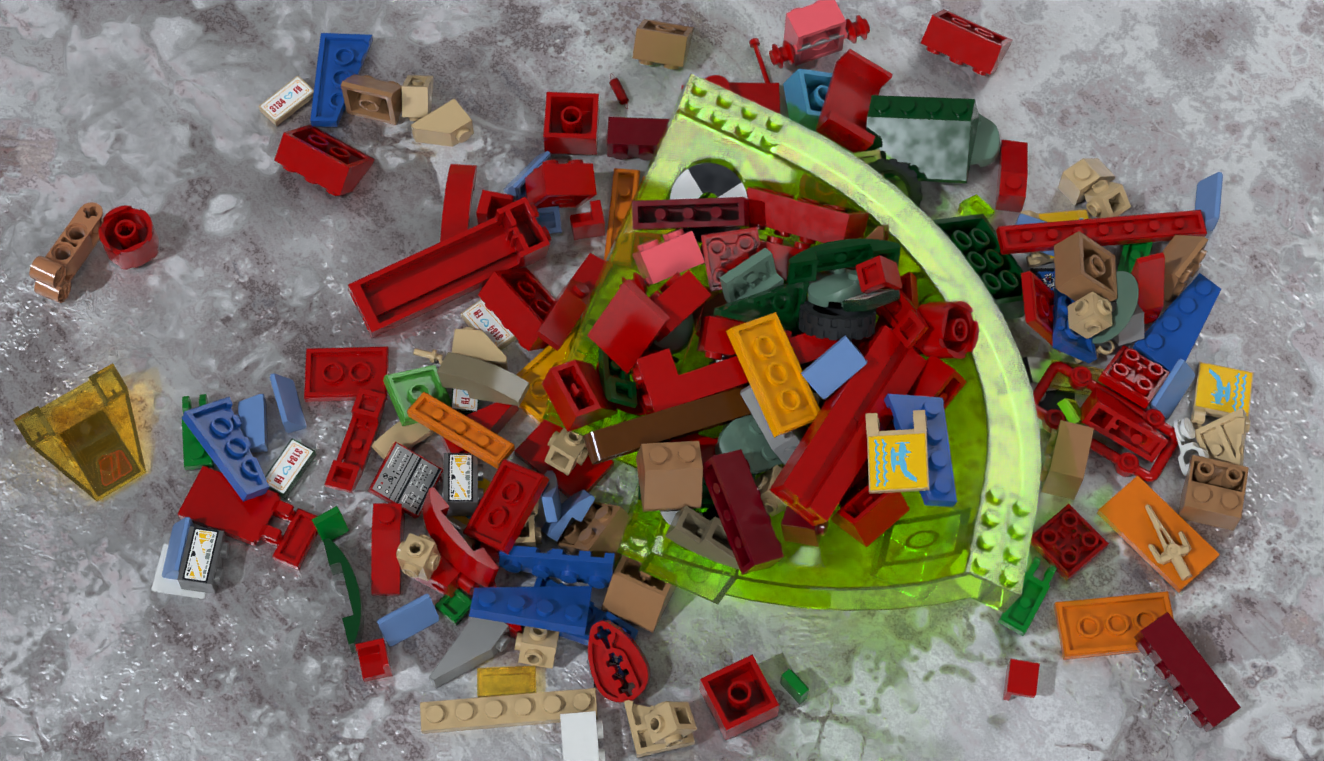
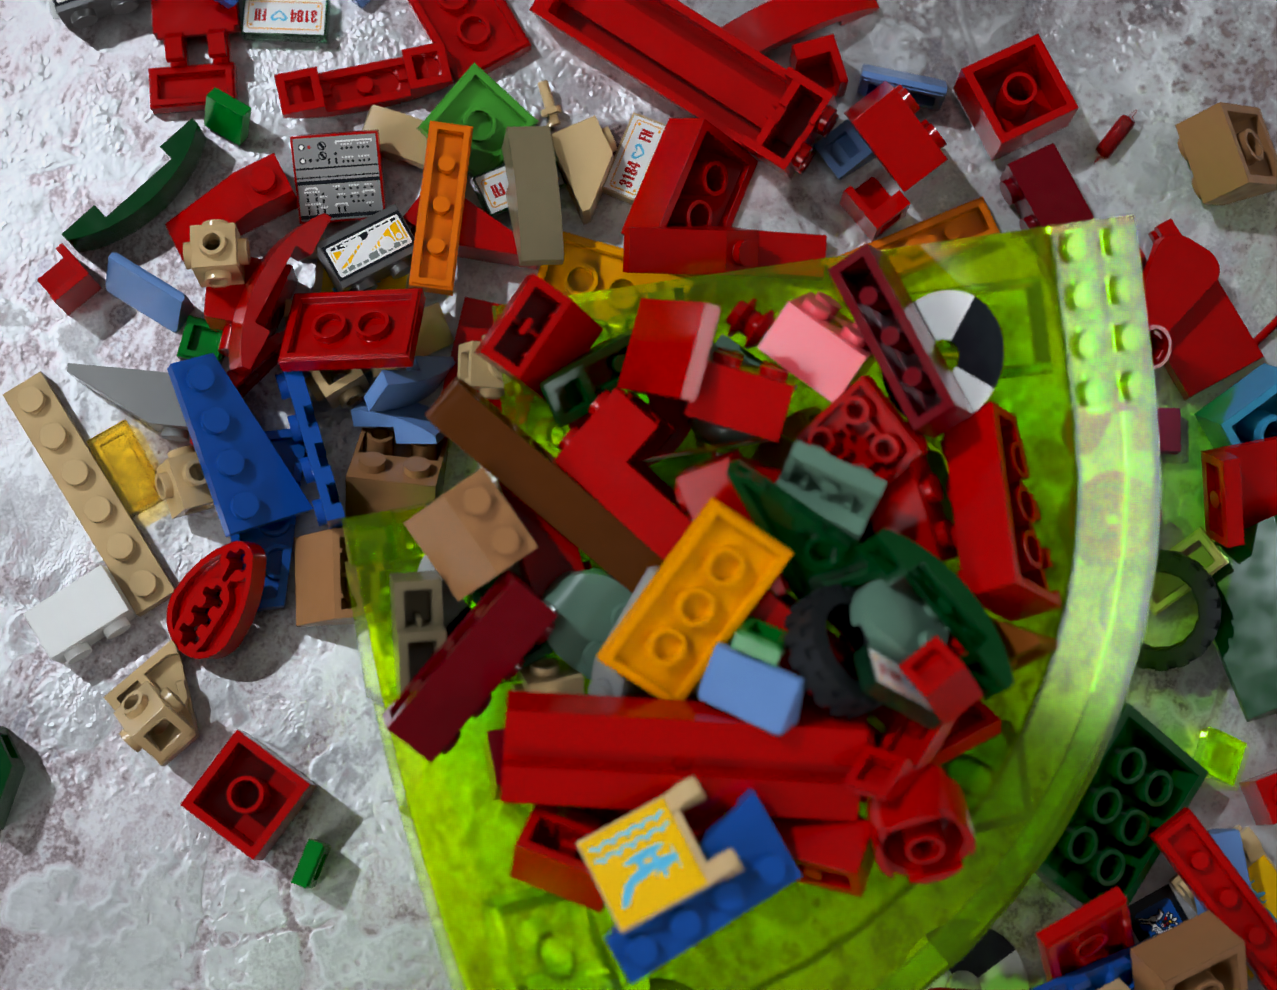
camera: 60 degrees right, 15 degrees up
(812, 351) = (760, 641): none -> green tile

